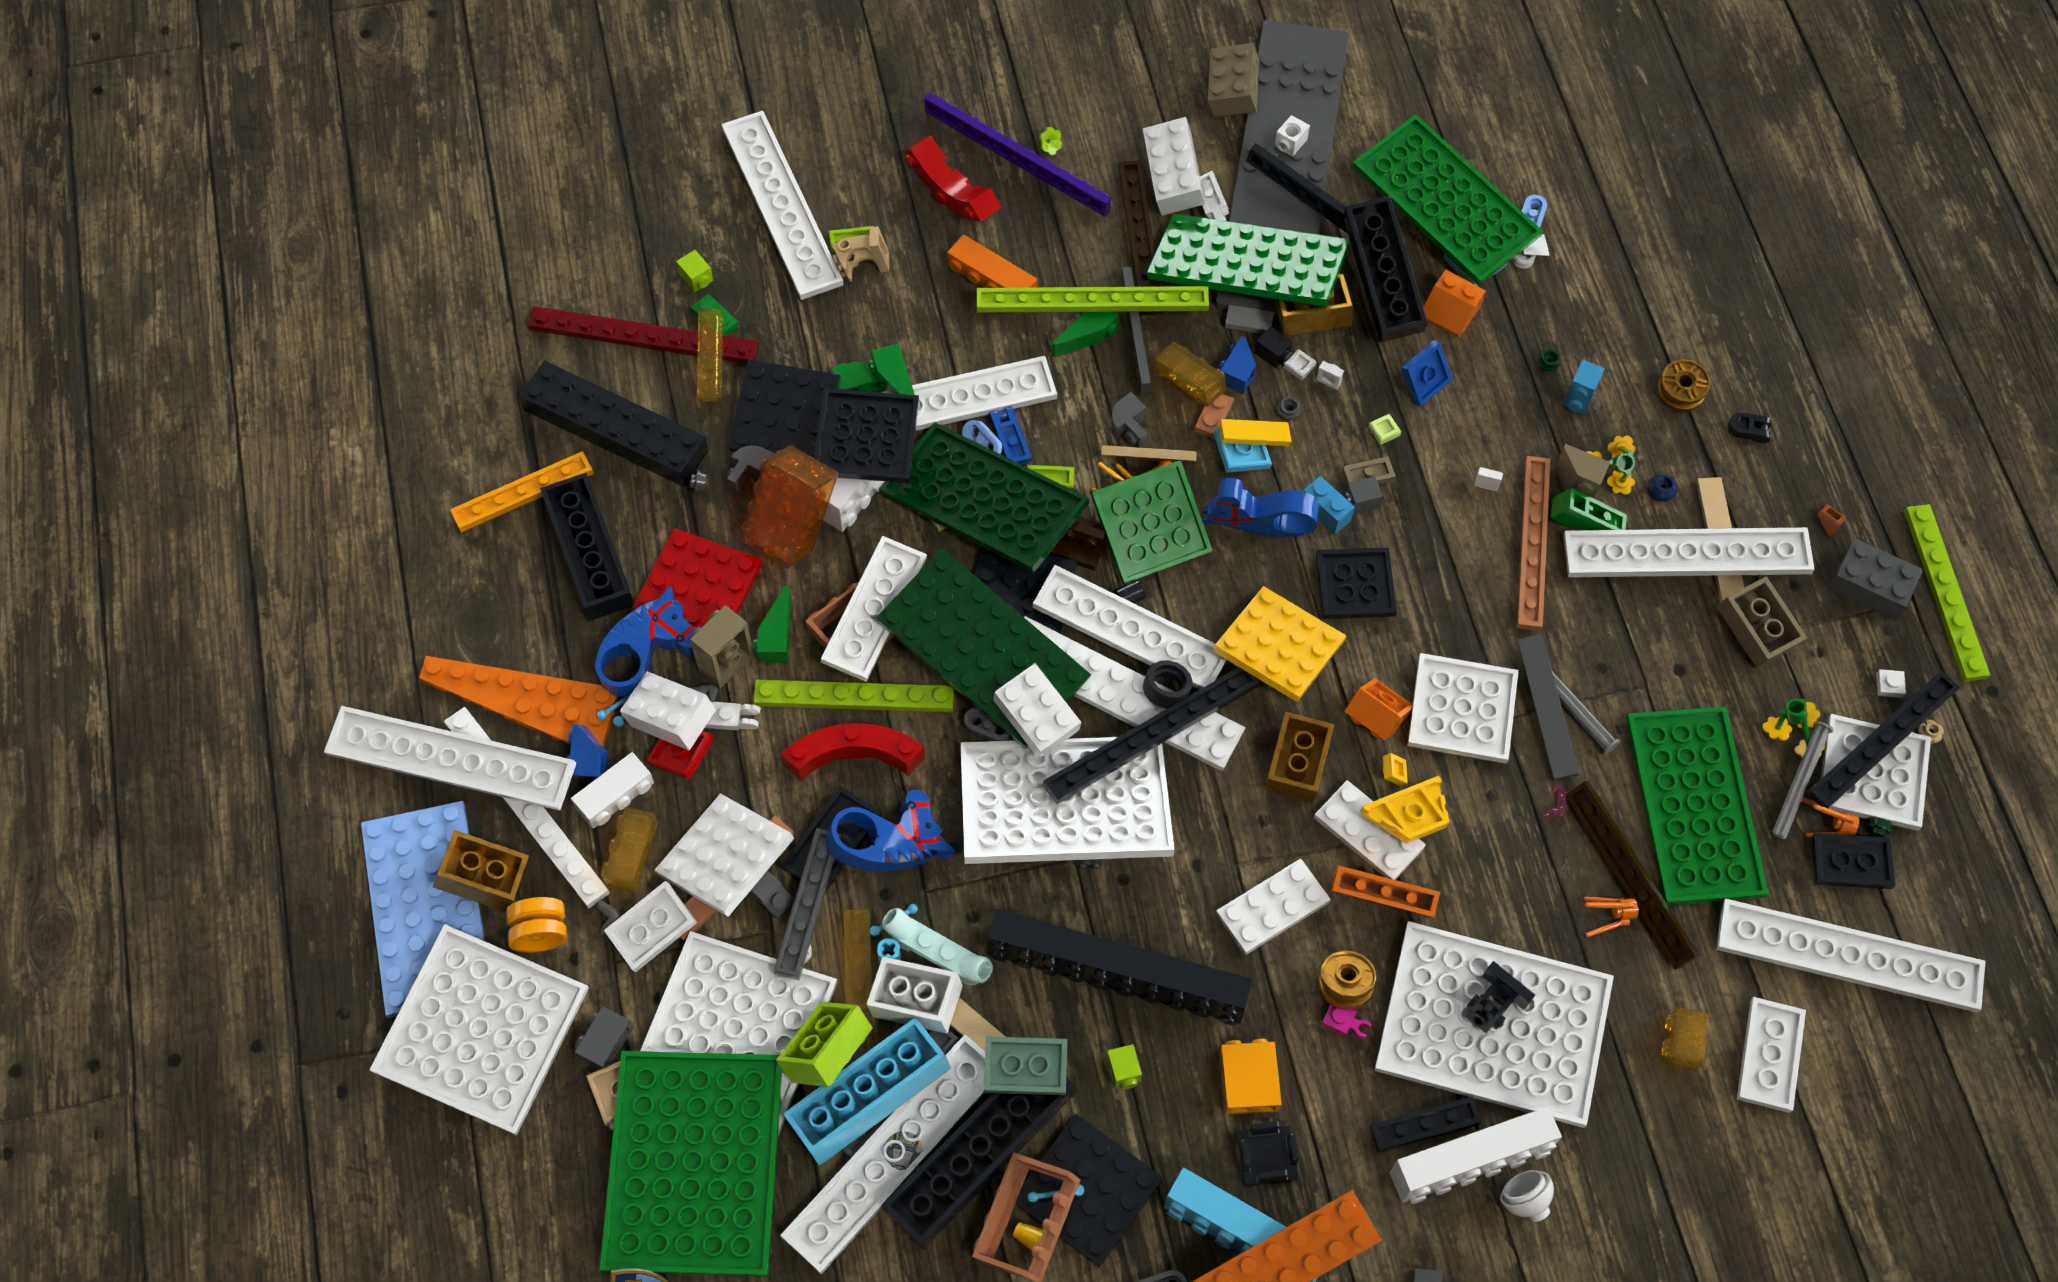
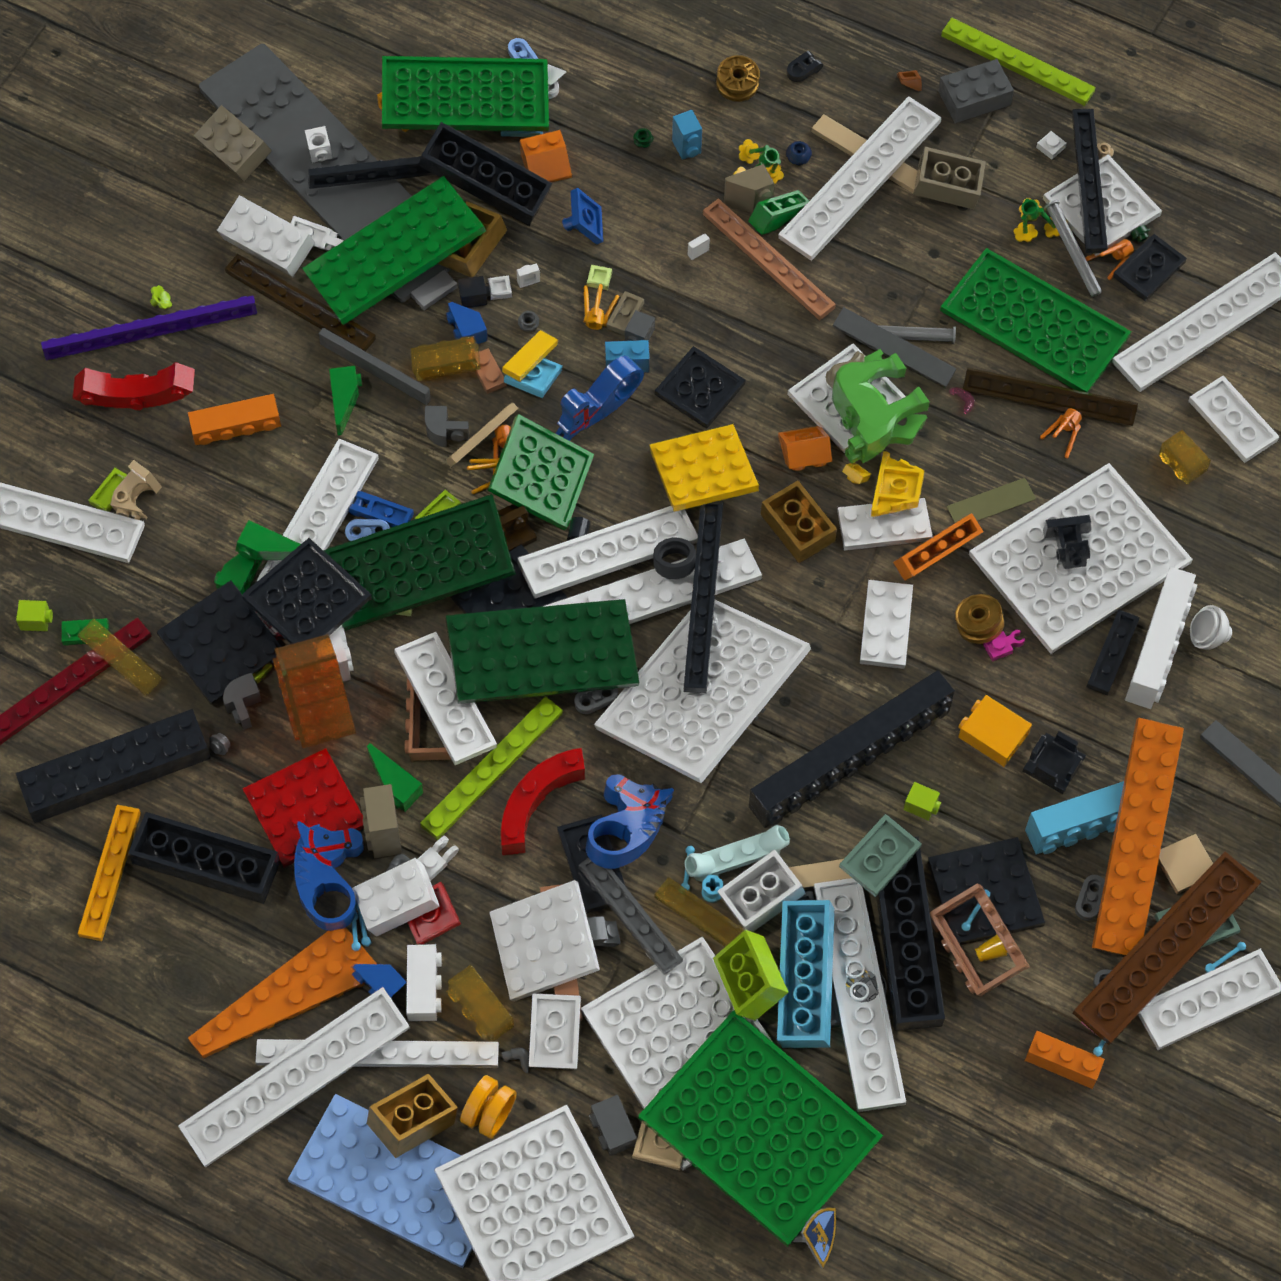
camera: 50 degrees left, 0 degrees up
(1037, 711) = (626, 651): white brick -> none
(1092, 299) = (328, 372): lime plate -> none
(1342, 453) = (595, 318): none -> light orange plant
(1449, 741) = (867, 411): none -> bright green piece
(1480, 905) = (993, 501): none -> olive sticker

